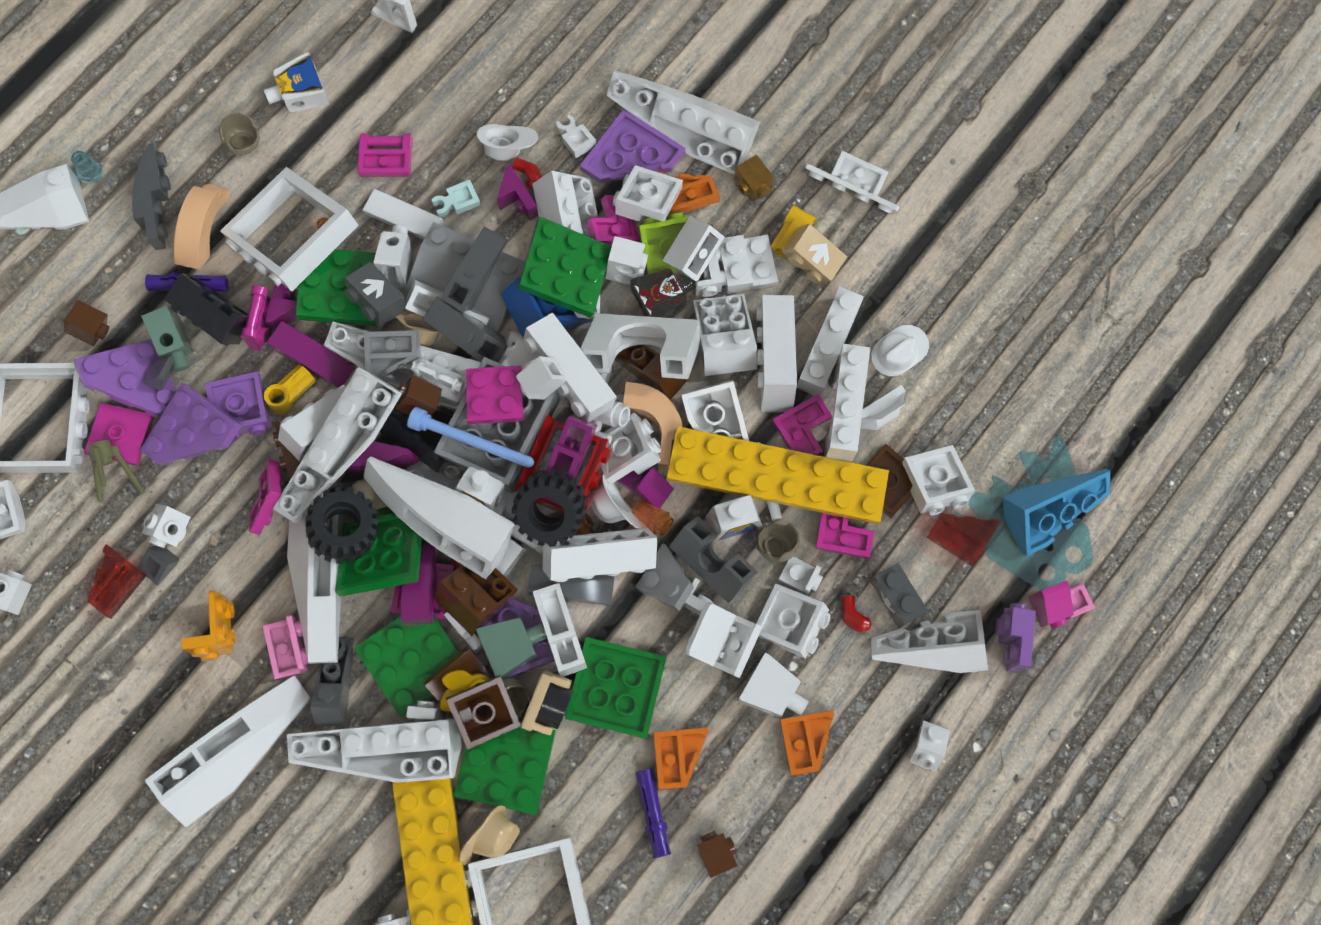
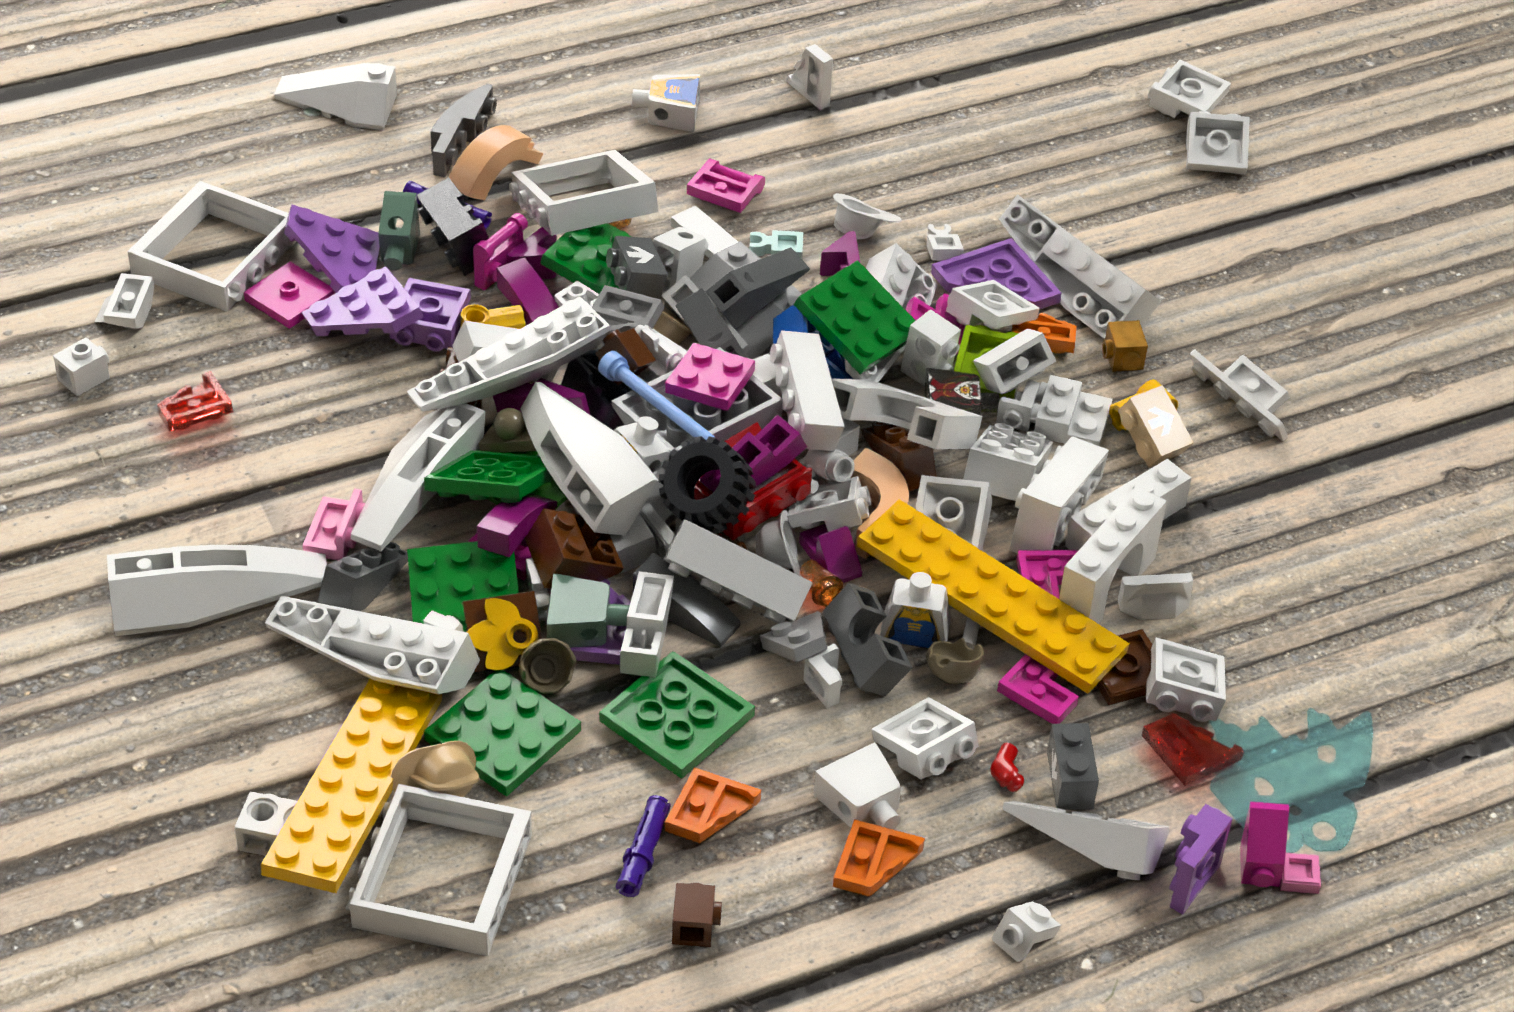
camera: 25 degrees right, 30 degrees down
(86, 167) = (412, 84): clear light blue cone -> none
(86, 323) = (323, 191): reddish brown brick -> none
(101, 455) = (261, 296): olive plant -> none
(158, 563) = (251, 409): dark grey slope -> none
(159, 373) = (370, 253): dark grey slope -> none
(165, 526) = (283, 375): white brick -> none
(221, 635) = (265, 481): light orange bracket -> none
(239, 134) = (584, 113): dark tan hair -> none
(268, 496) = (390, 405): dark pink plate -> none
(341, 504) = (470, 422): black tyre -> none
(483, 711) = (511, 639): reddish brown slope -> none
(529, 169) = (868, 247): red arm -> none
(540, 377) = (769, 372): white brick -> none
(548, 703) = (594, 681): piece -> none
(723, 639) = (828, 708): white bracket -> none
(801, 576) = (967, 703): white bracket -> none
(900, 350) = (1211, 556): white piece -> none
(1046, 508) = (1312, 766): dark azure wedge -> none

